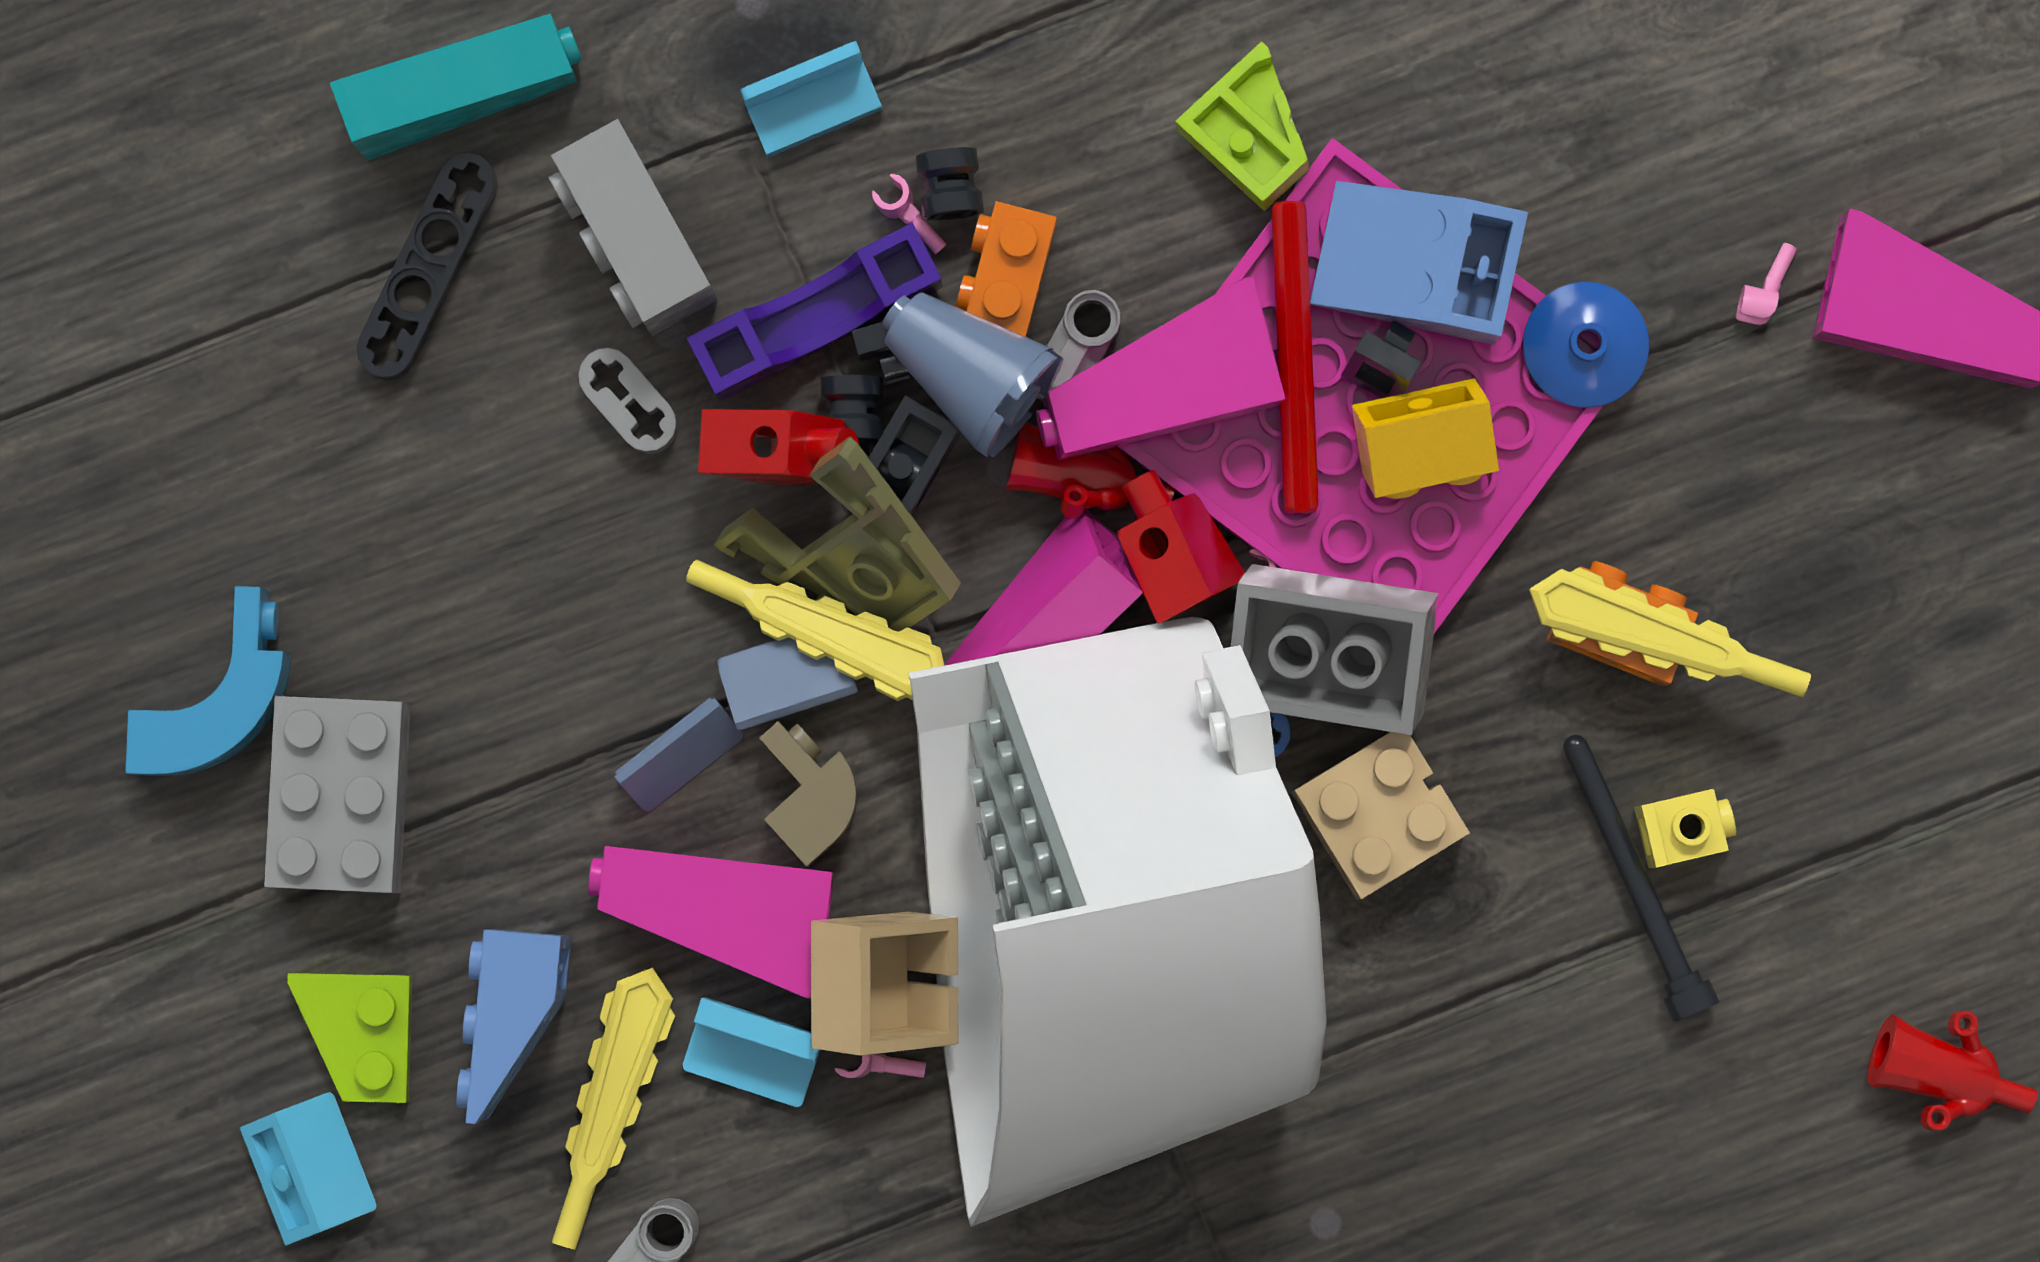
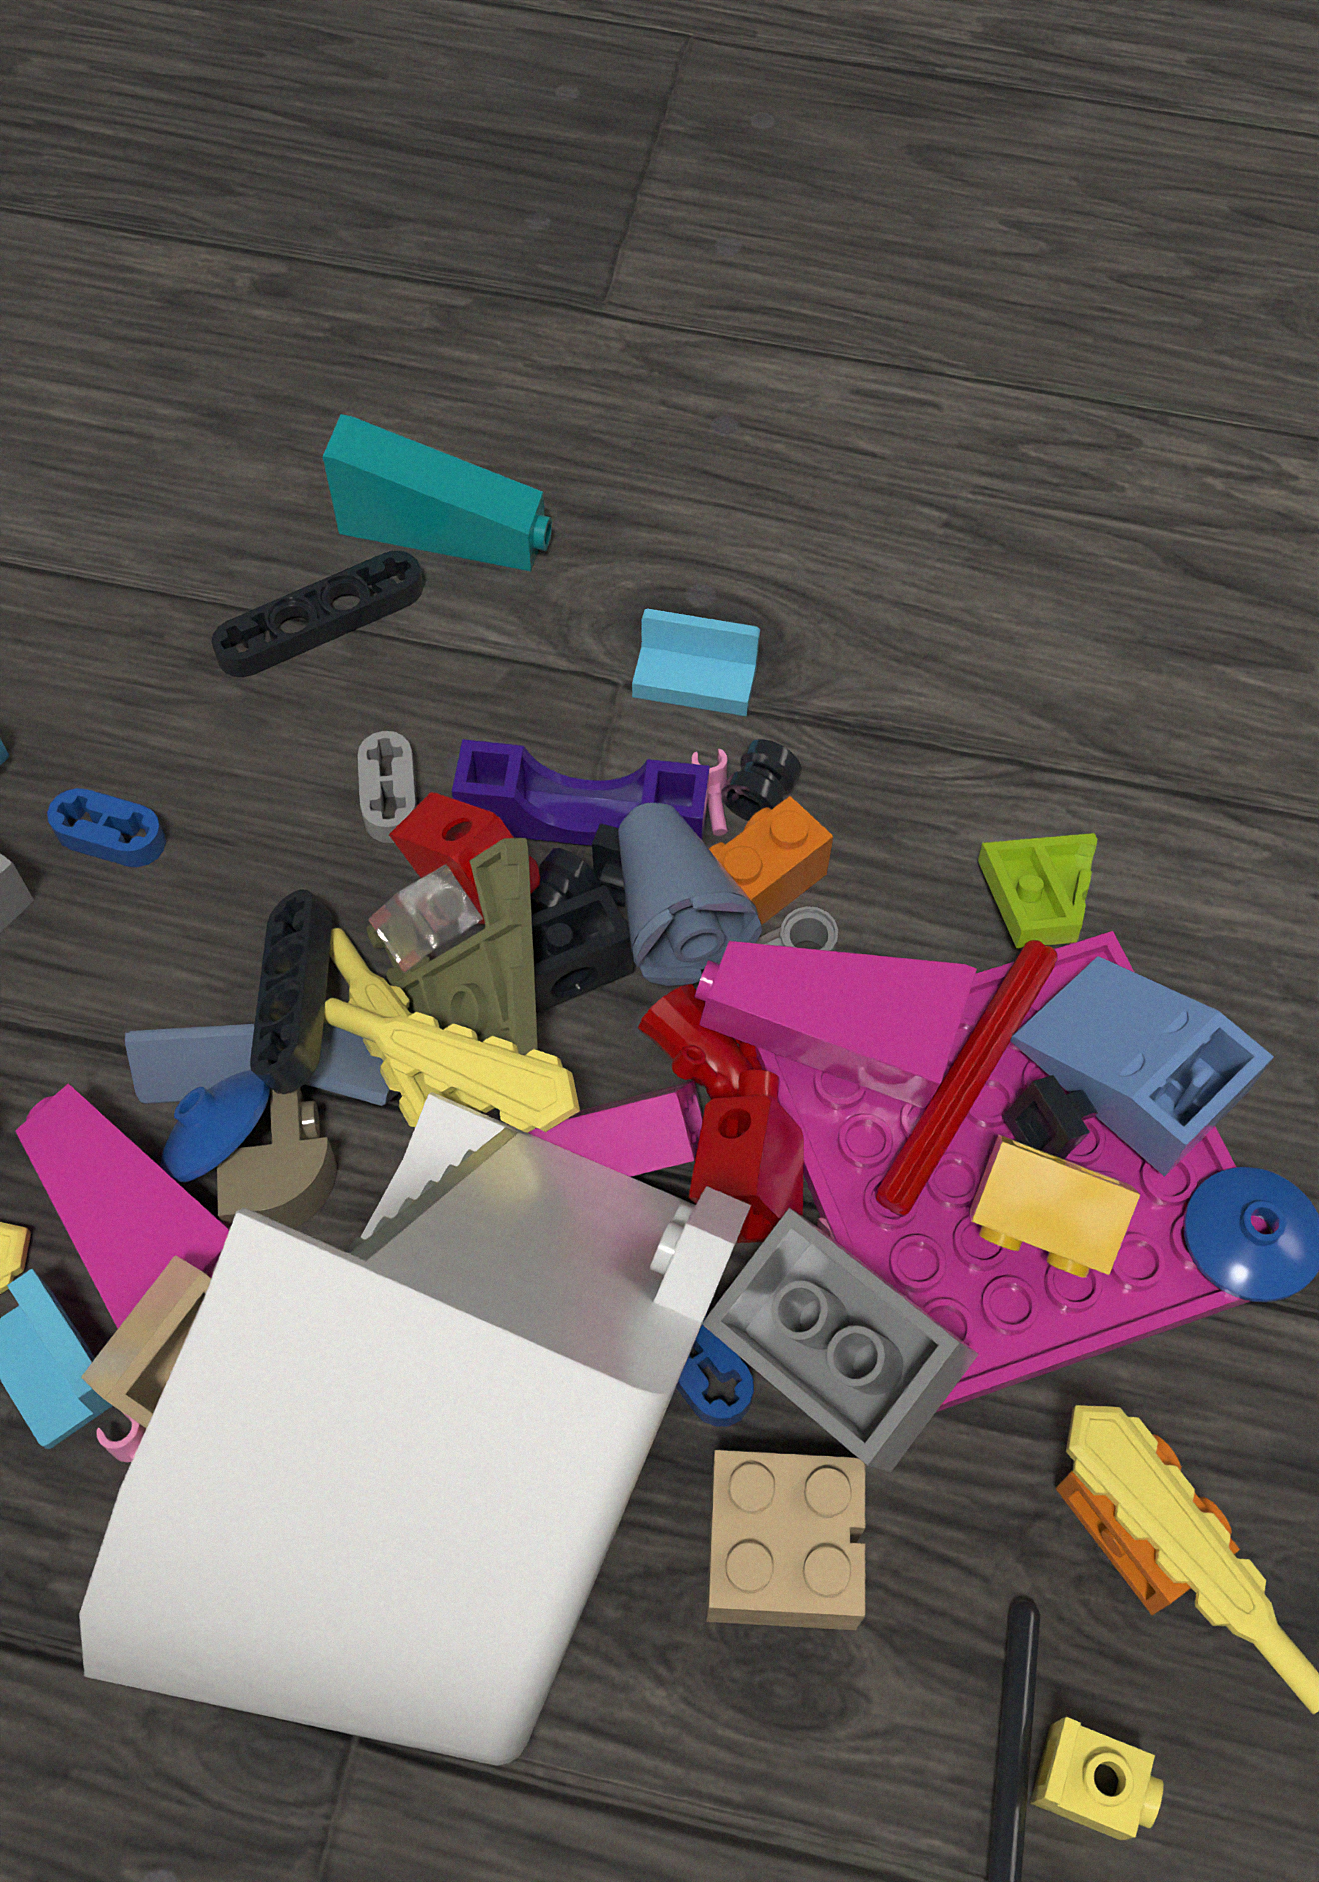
camera: 35 degrees right, 25 degrees down
(425, 617) = (103, 835): none -> blue beam
(630, 229) = (483, 648): light grey brick -> none
(707, 655) = (292, 993): none -> black beam
(739, 797) = (213, 1125): none -> blue dish
(781, 524) = (425, 918): none -> clear brick
(939, 627) = (490, 1074): none -> light yellow sword

